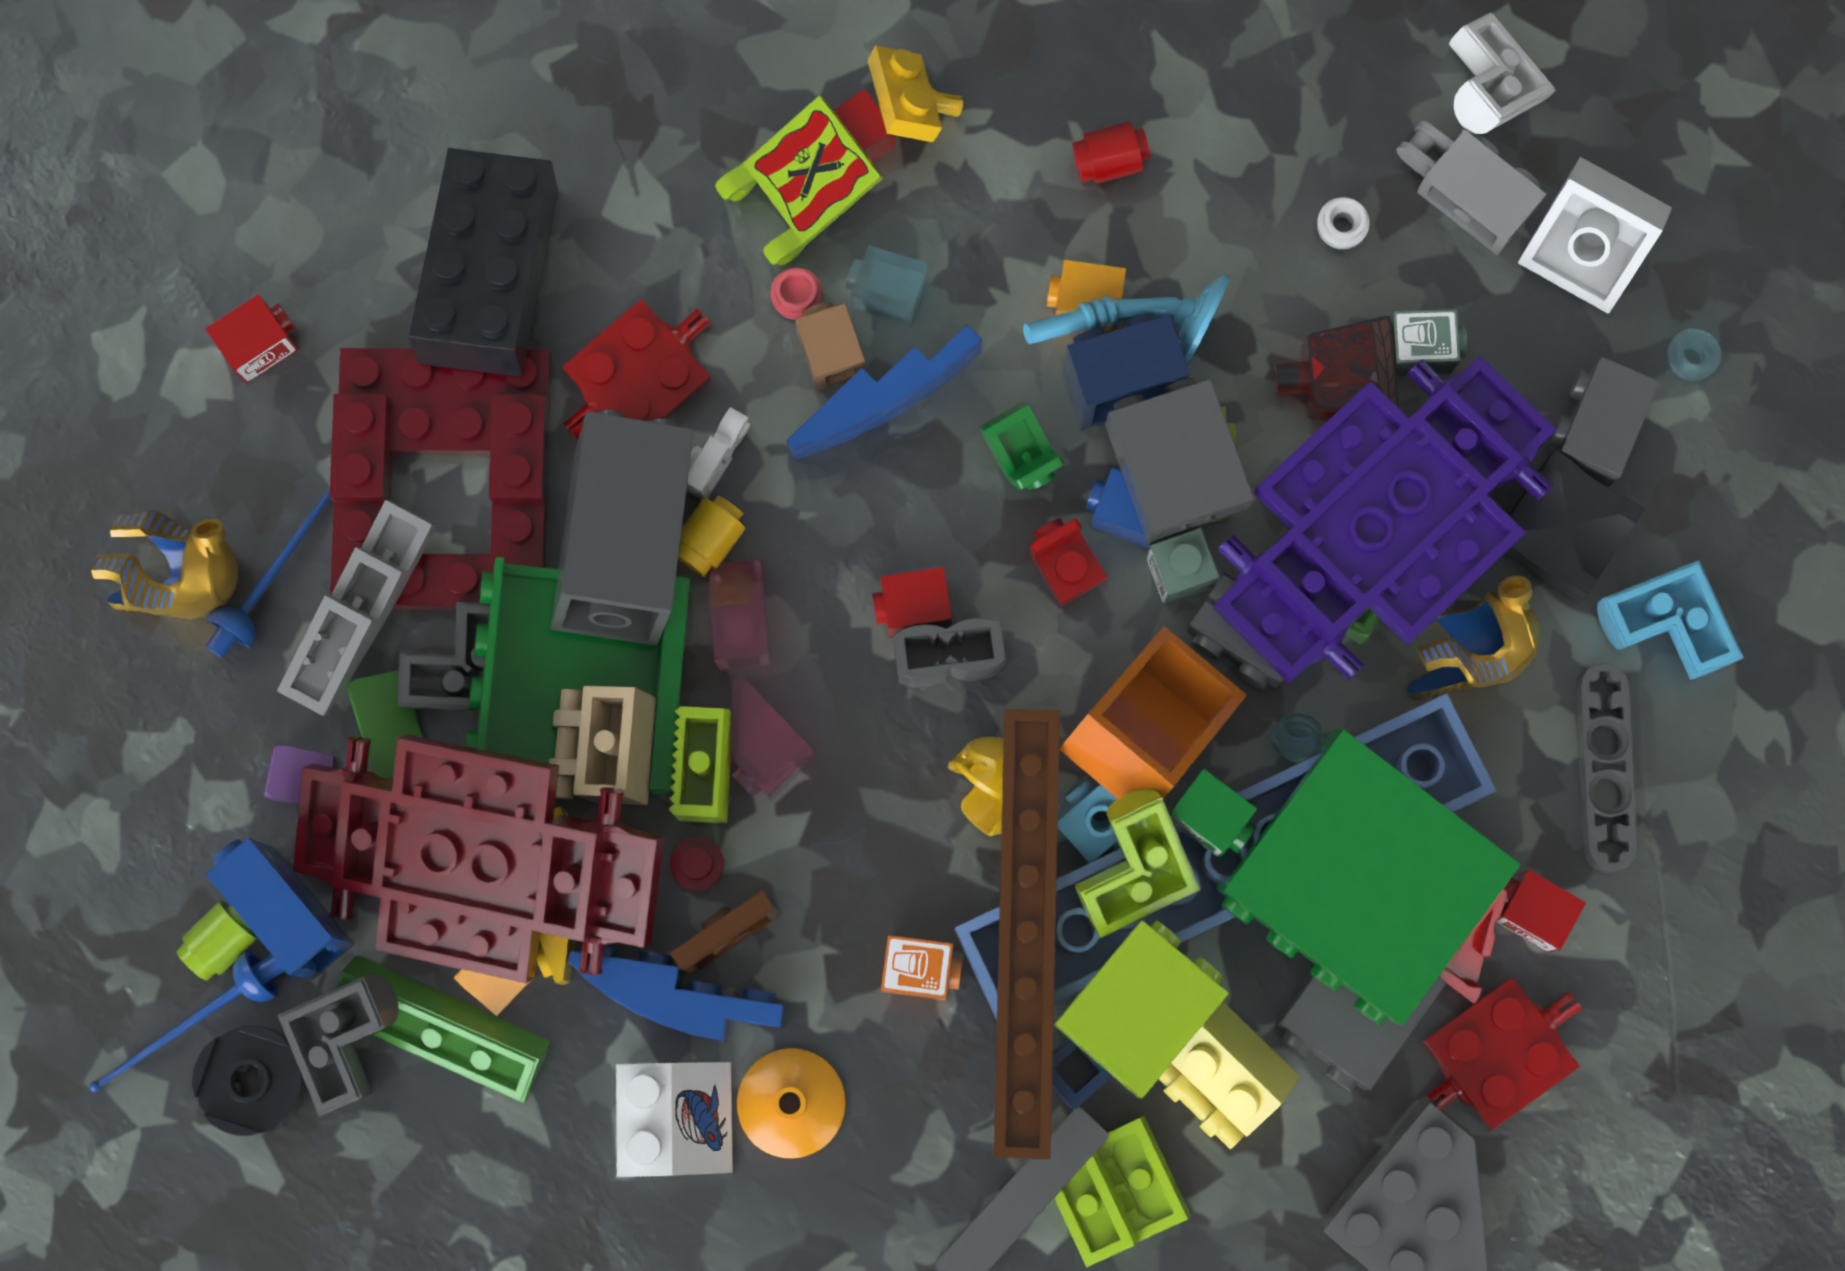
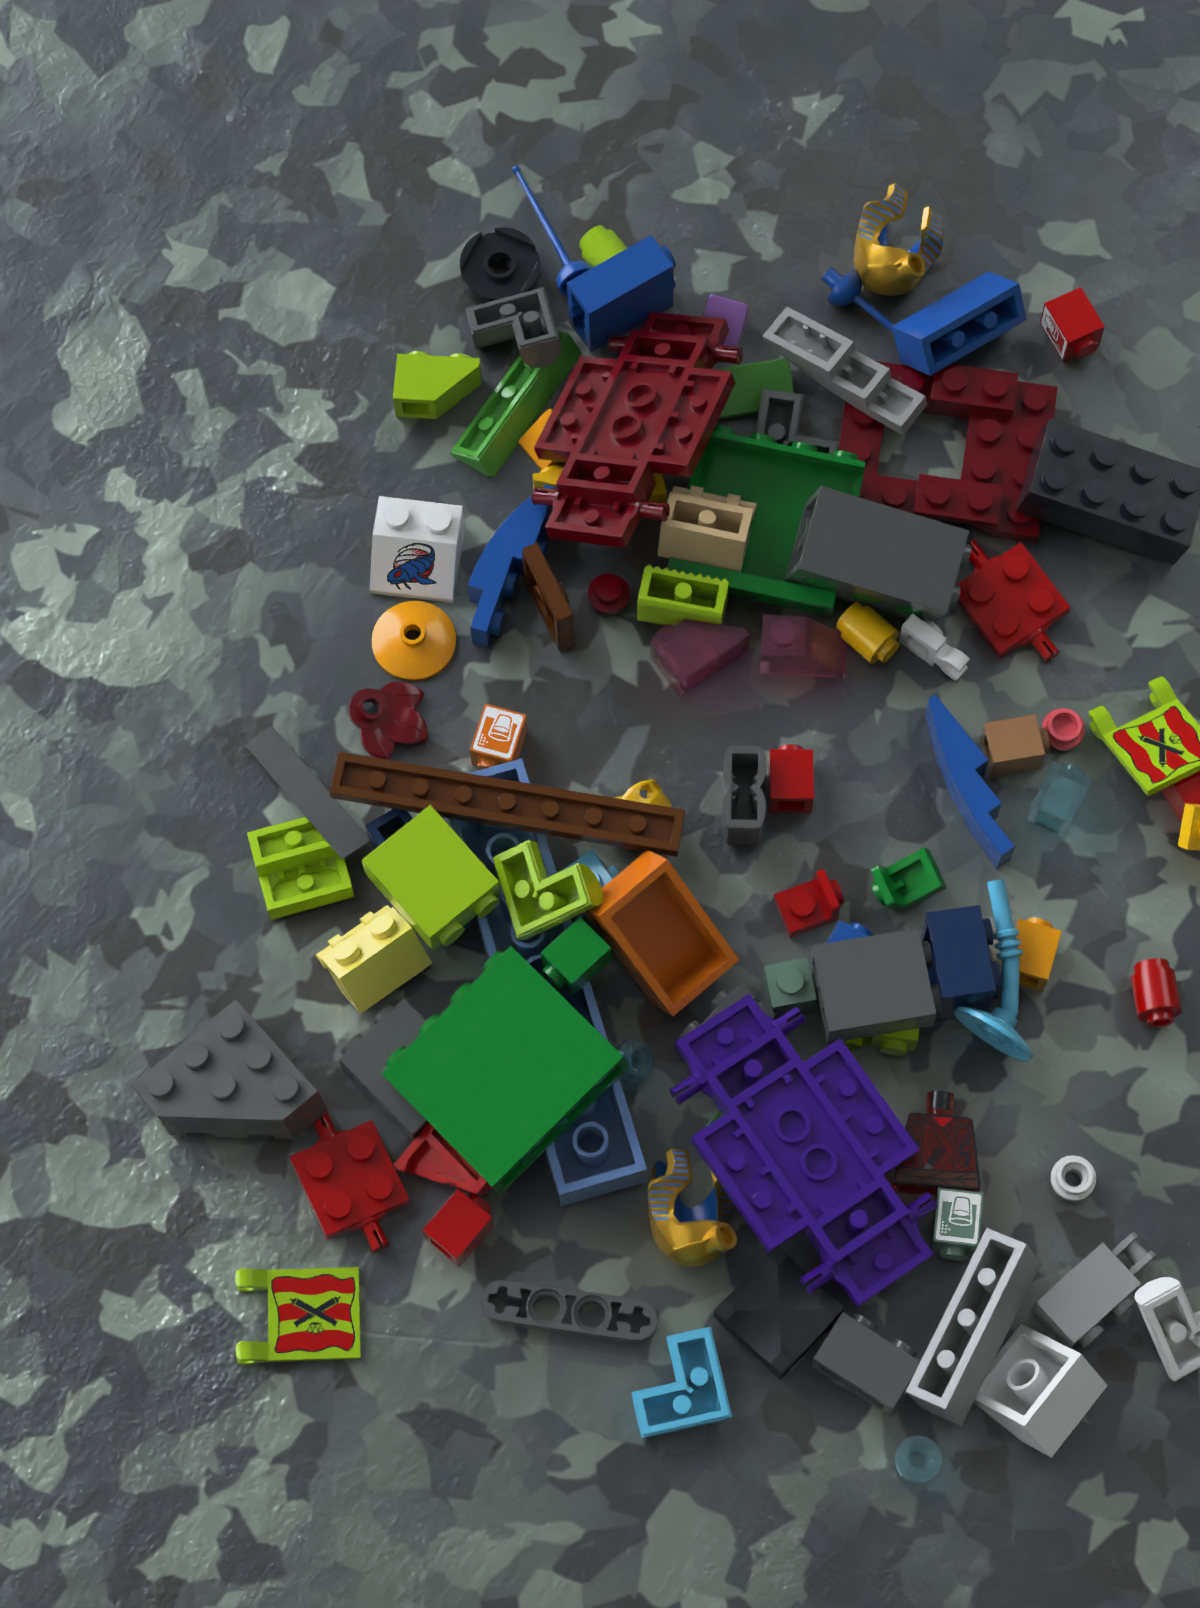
camera: 100 degrees right, 10 degrees down
(273, 472) = (959, 323): none -> blue brick
(435, 1141) = (433, 384): none -> lime slope
(908, 1107) = (394, 721): none -> dark red plate
(1546, 306) = (974, 1326): none -> light grey brick
(1669, 1073) = (309, 1314): none -> flag

